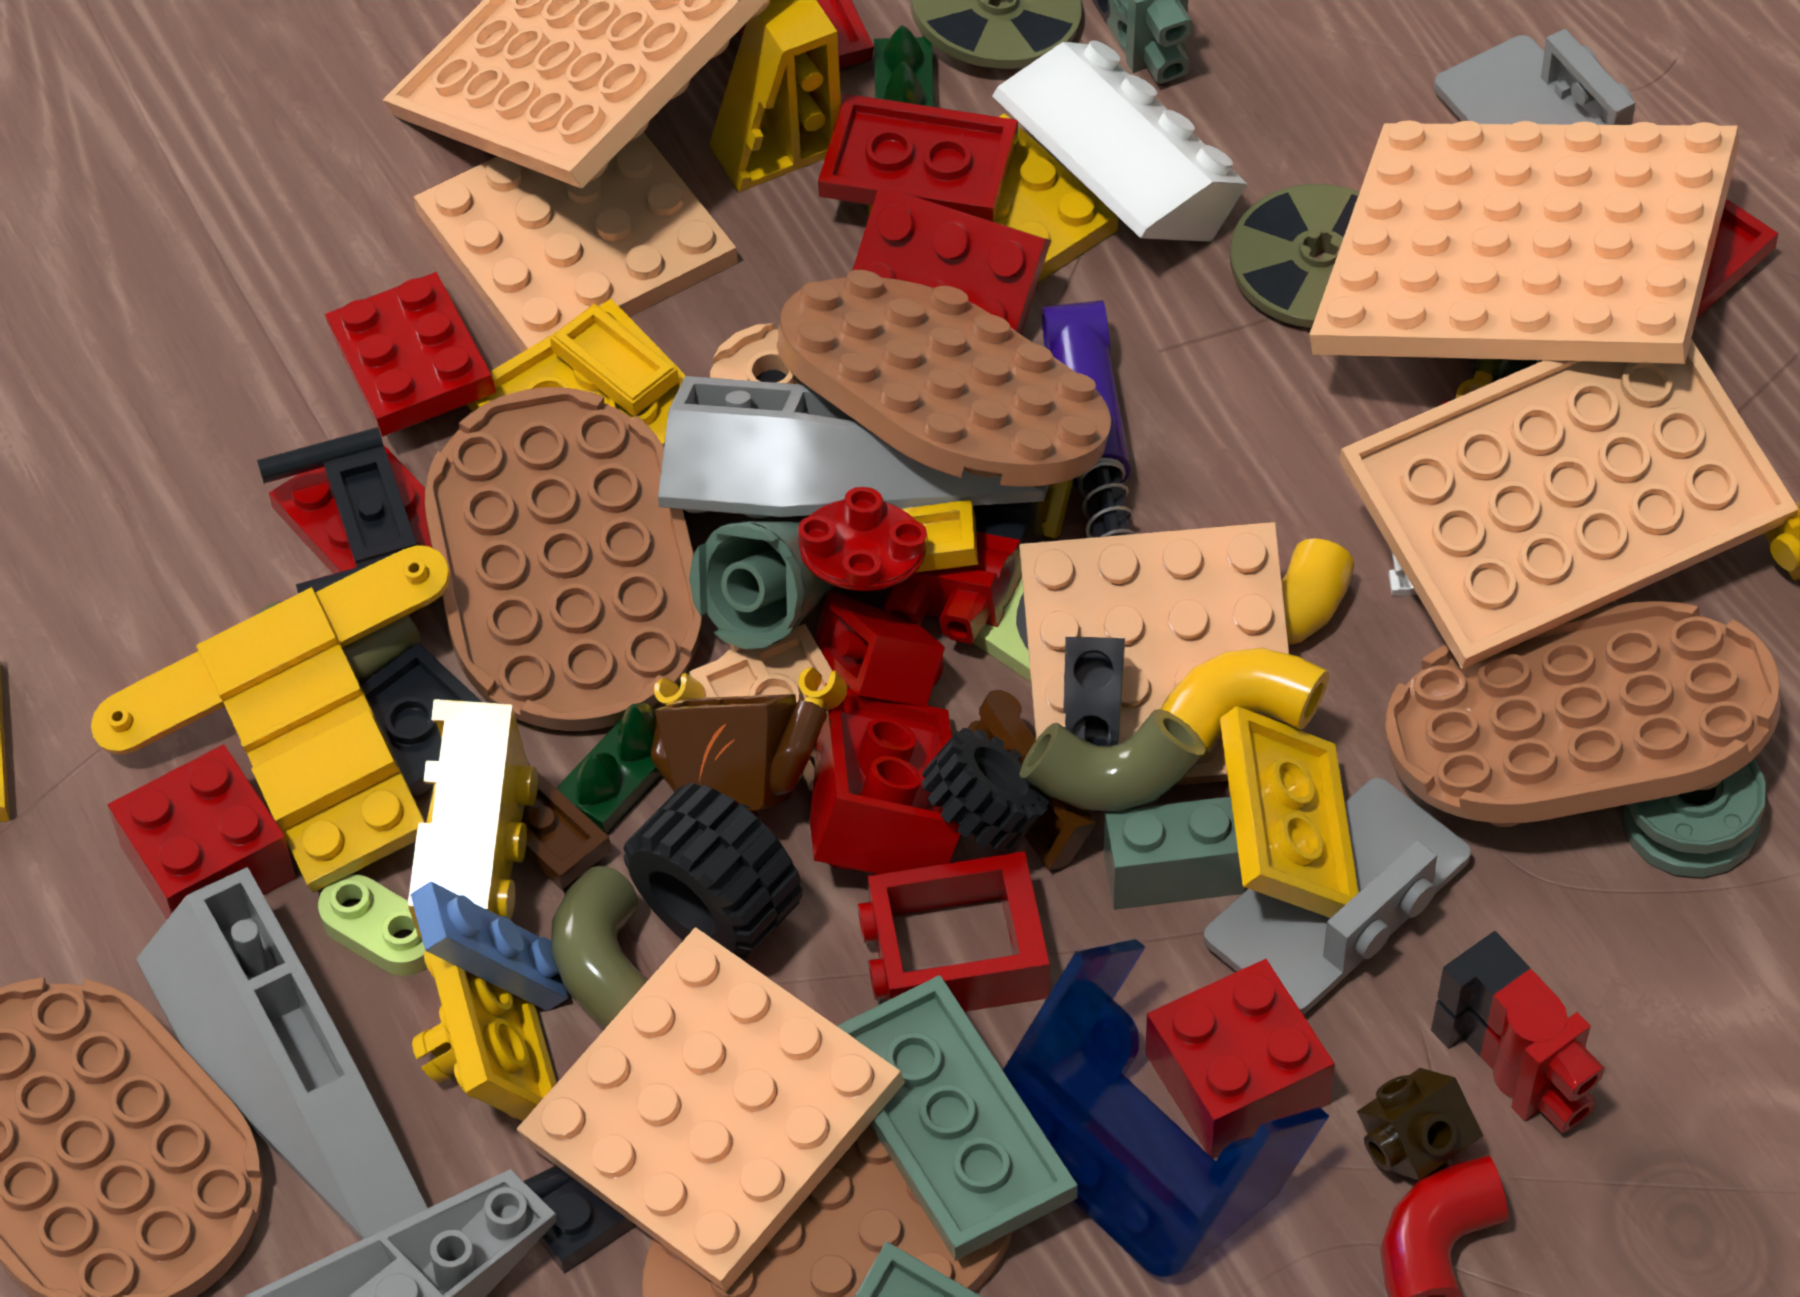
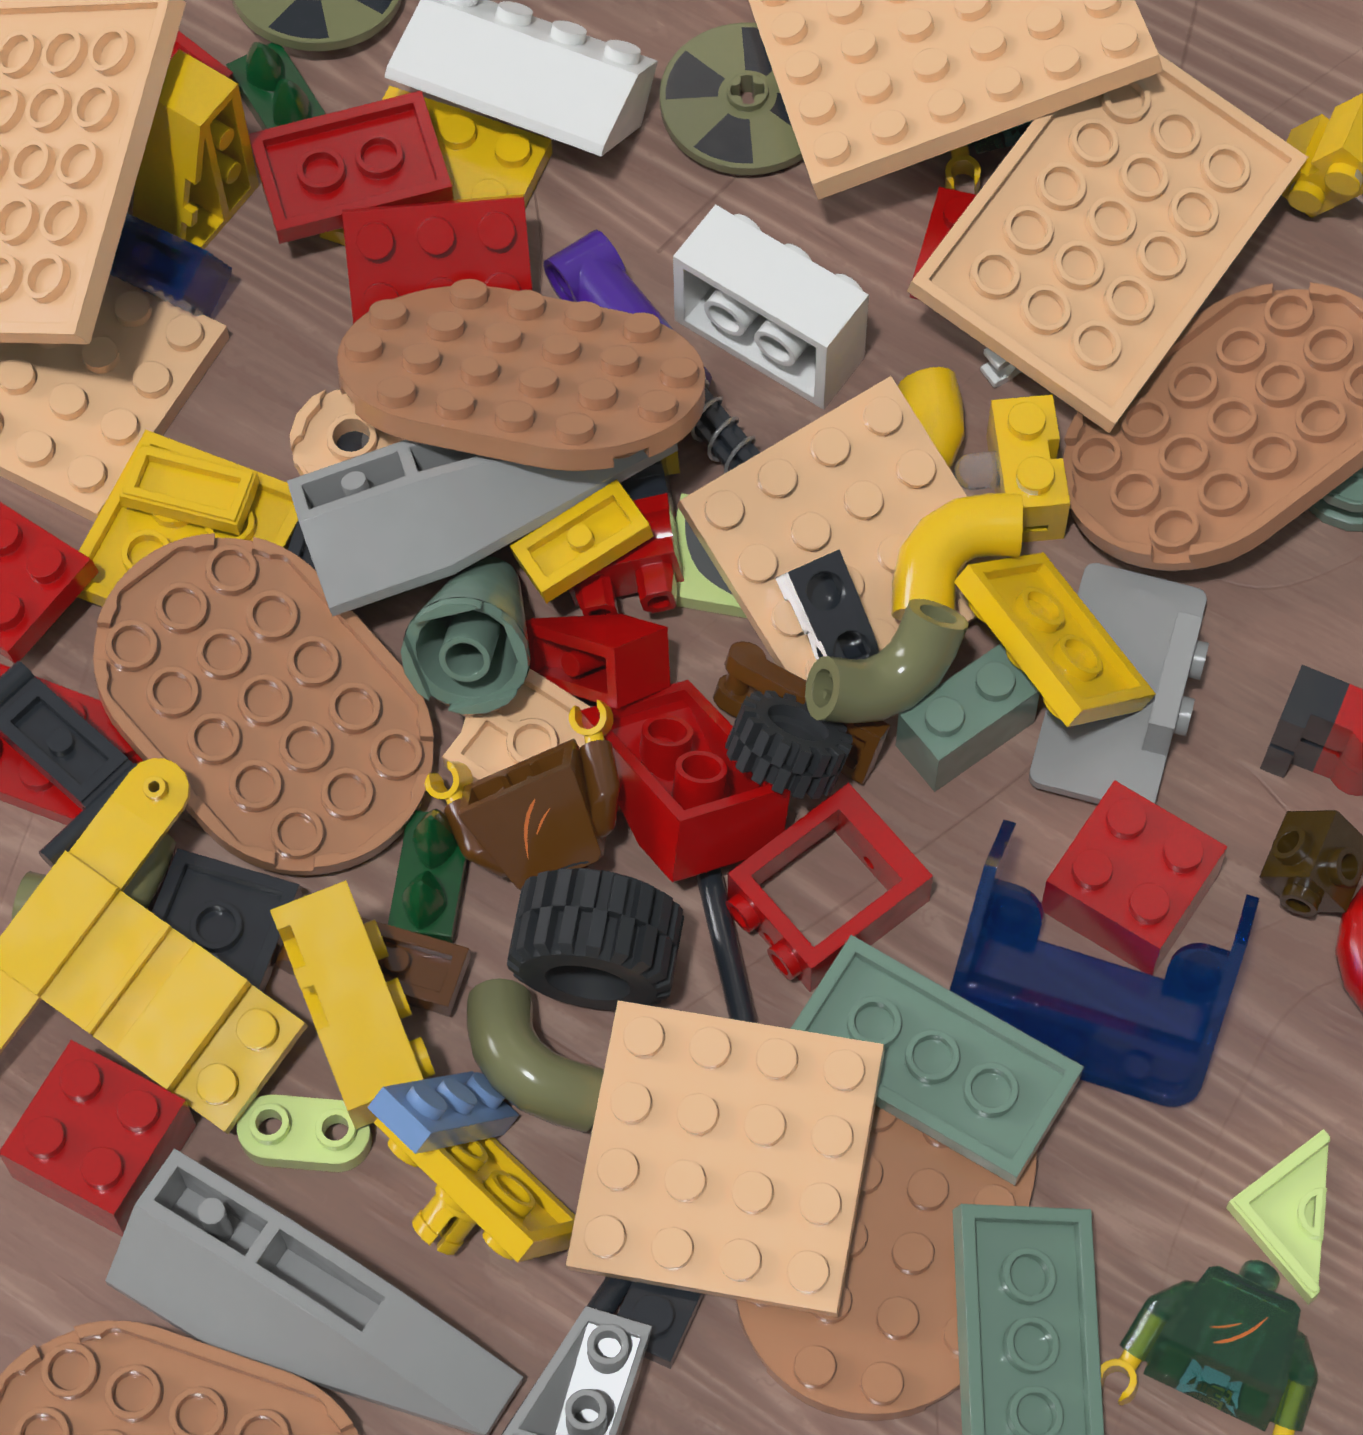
camera: 30 degrees left, 10 degrees up
(705, 168) = (169, 267): none -> clear blue brick
(838, 945) = (725, 946): none -> black bar
(862, 542) = (550, 567): red dish -> none
(1215, 424) = (770, 305): none -> white brick
(1363, 666) = (1023, 461): none -> yellow piece

